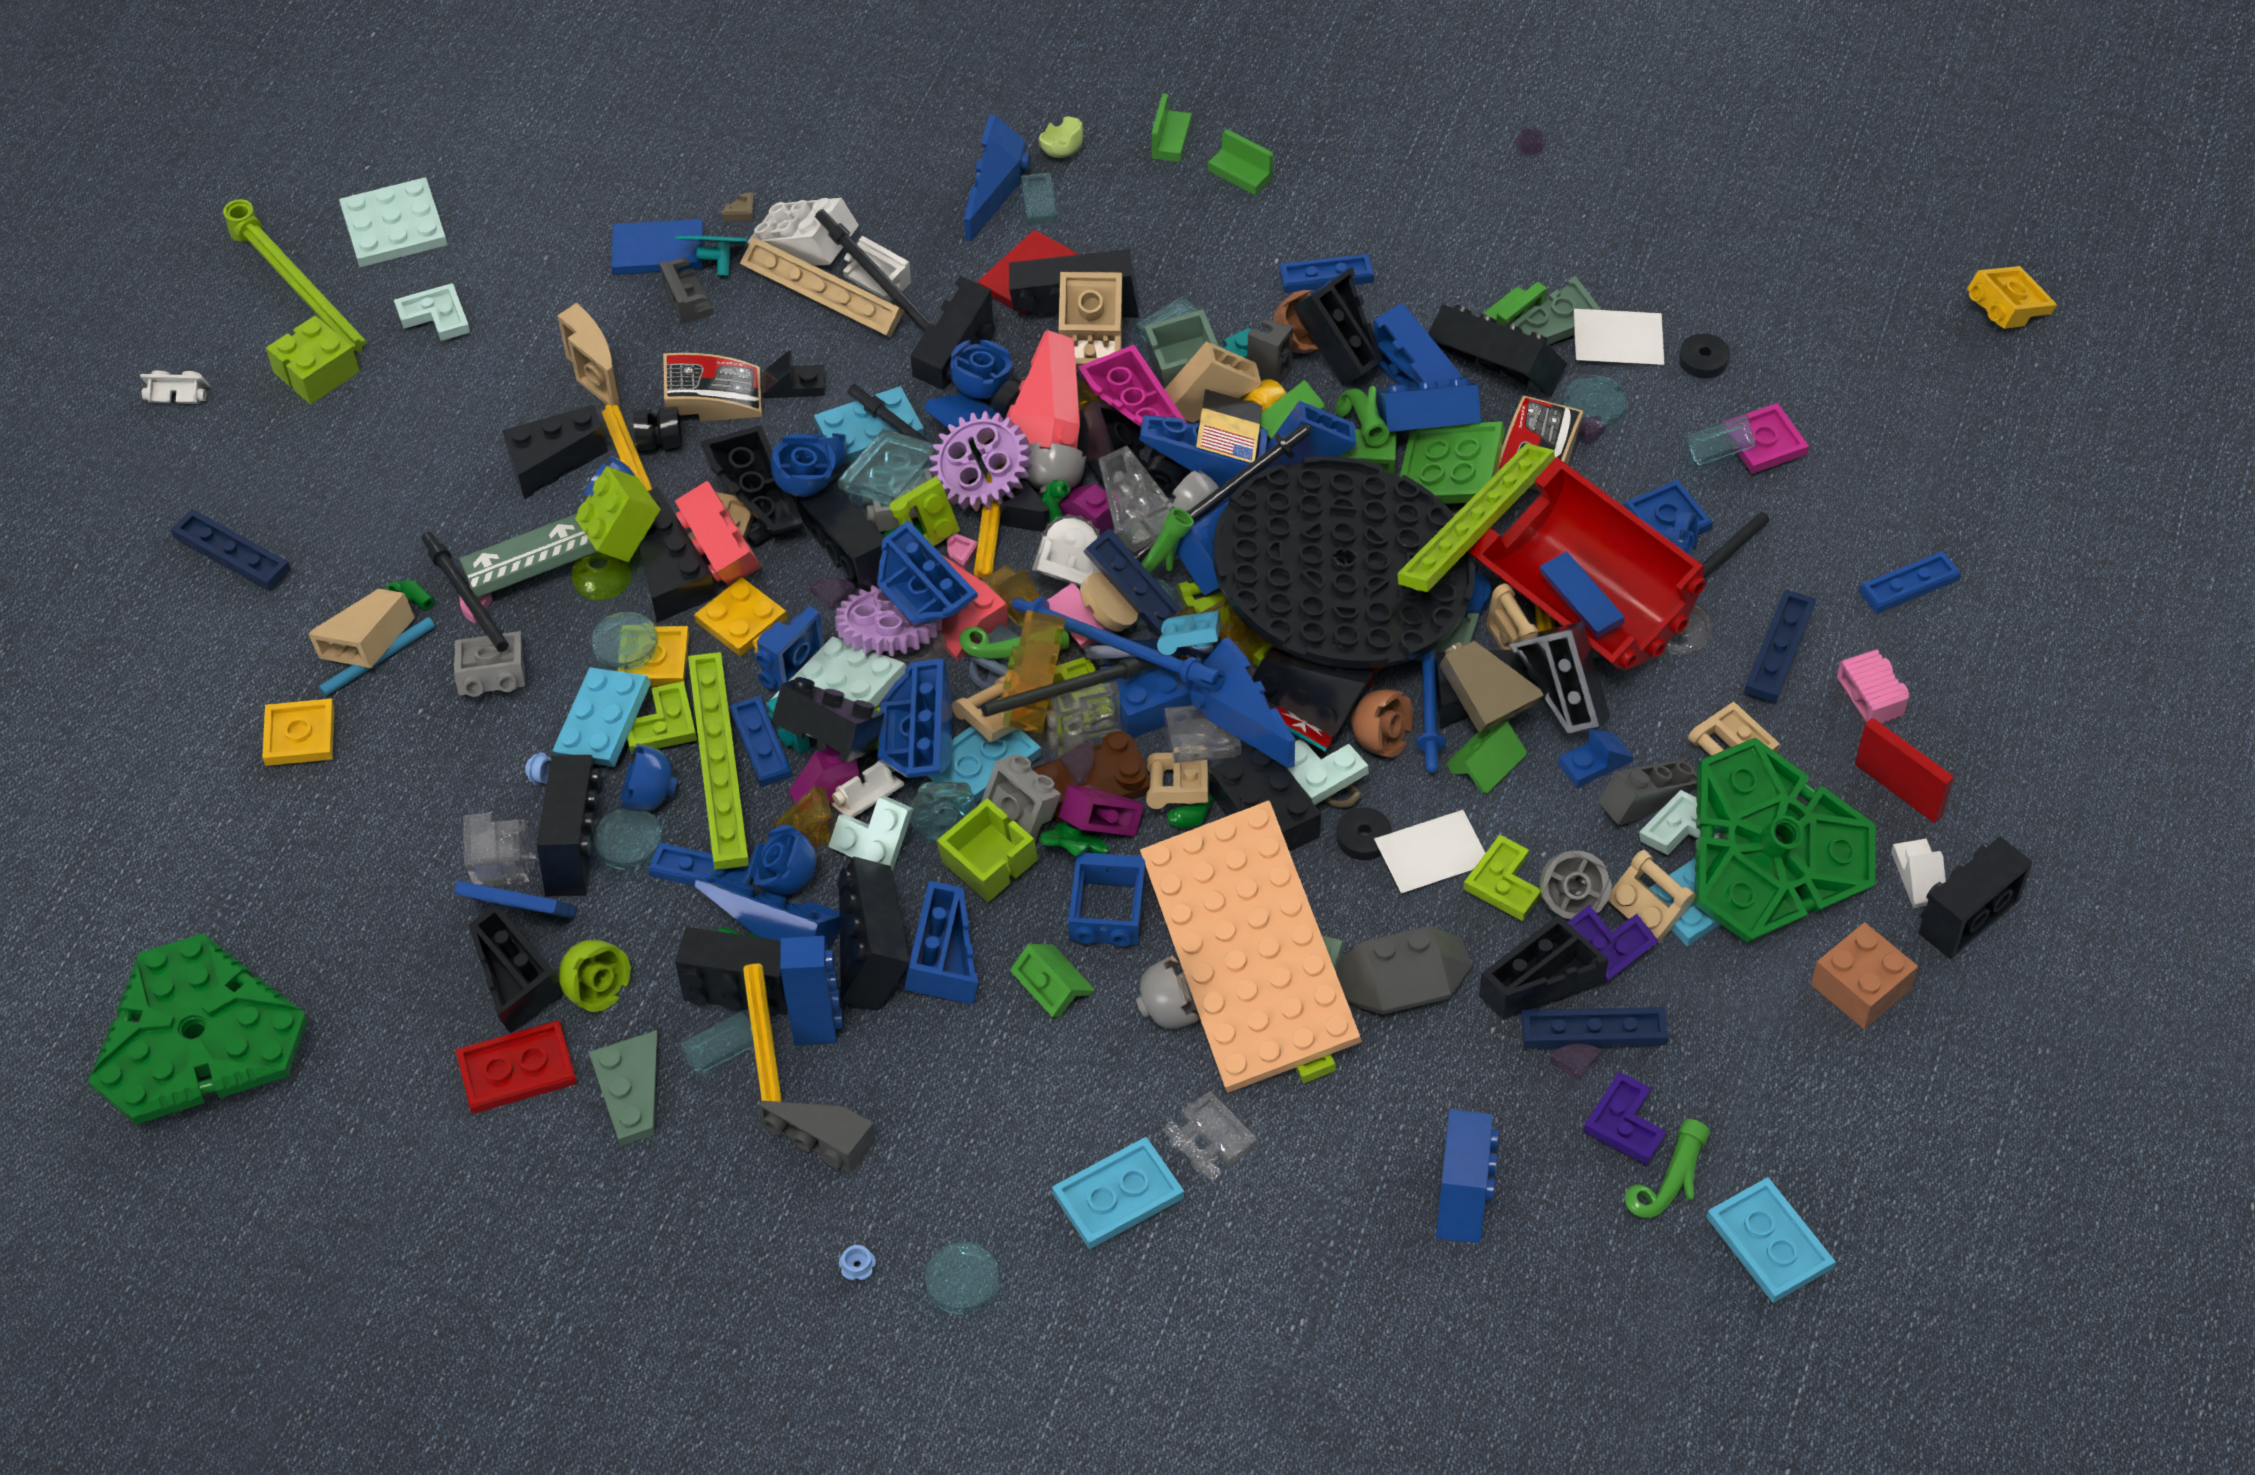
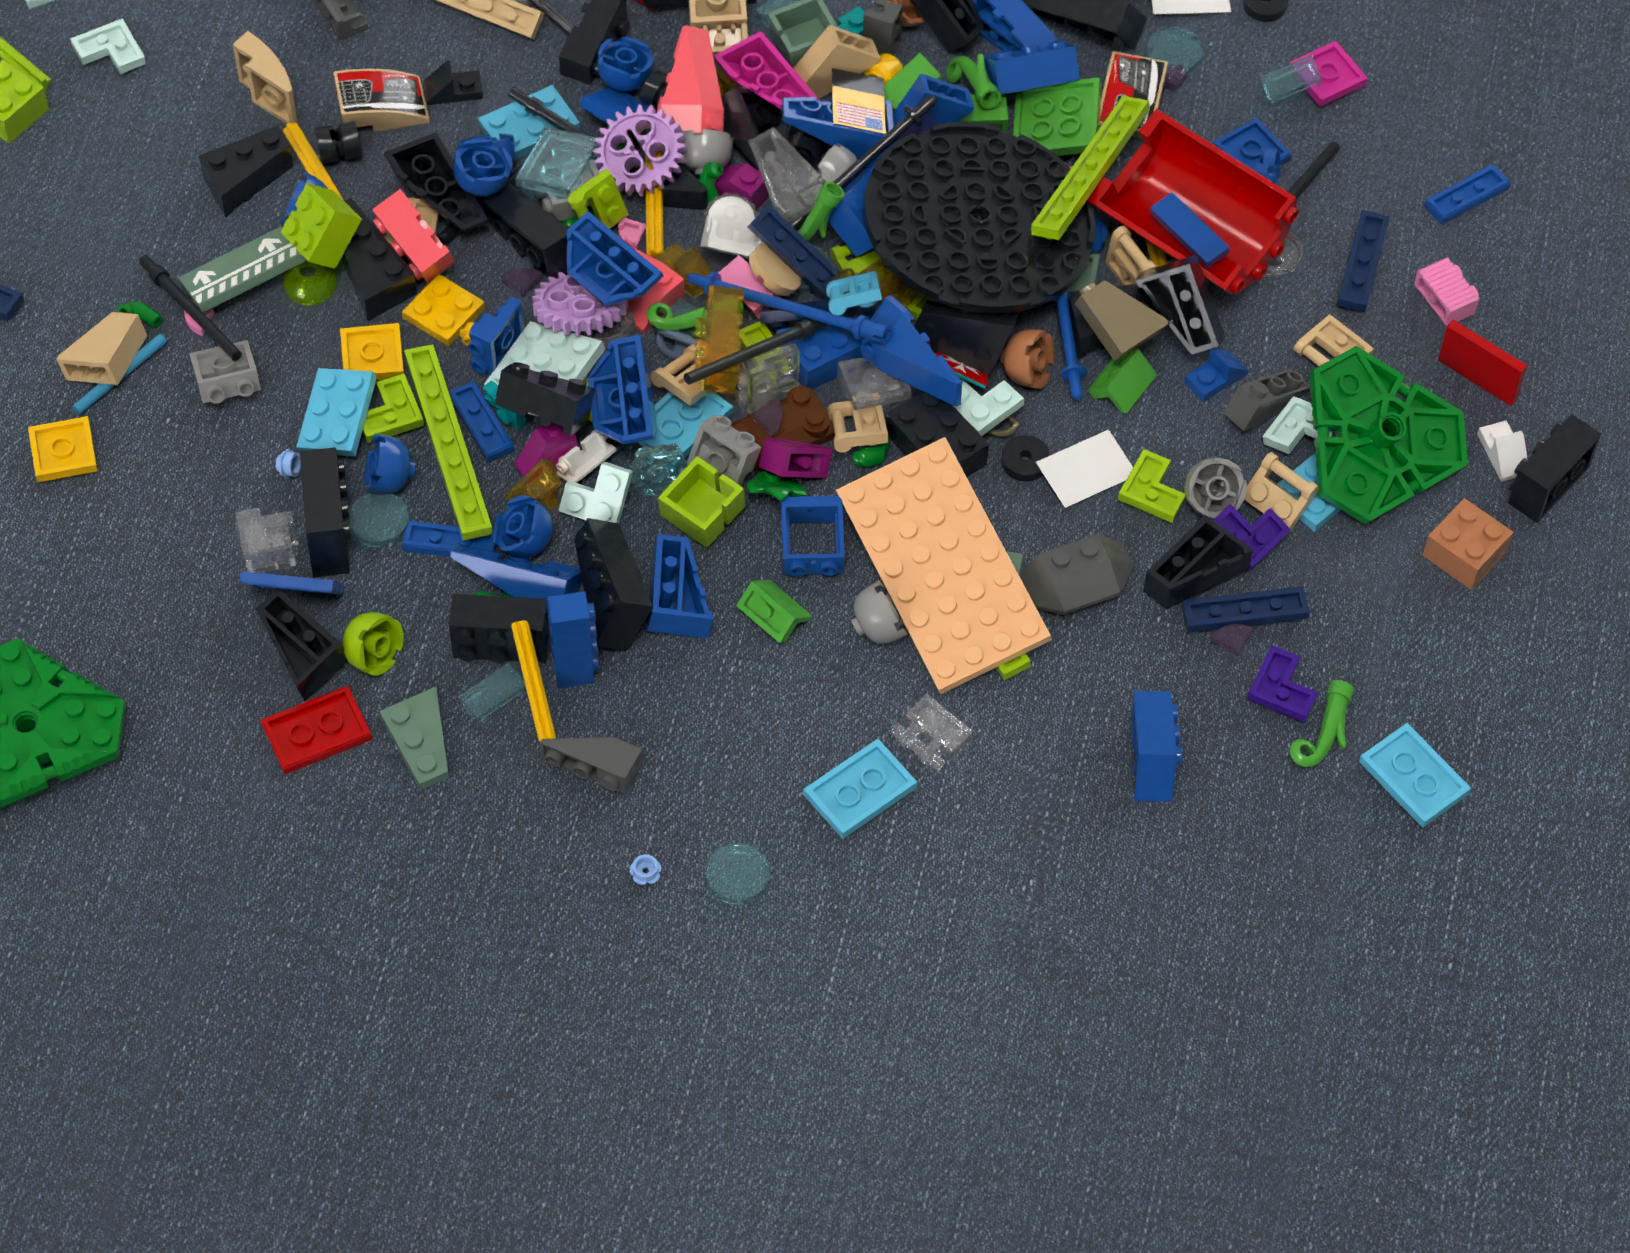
camera: 10 degrees left, 5 degrees up
(624, 640) = (345, 341): clear light blue tile -> none

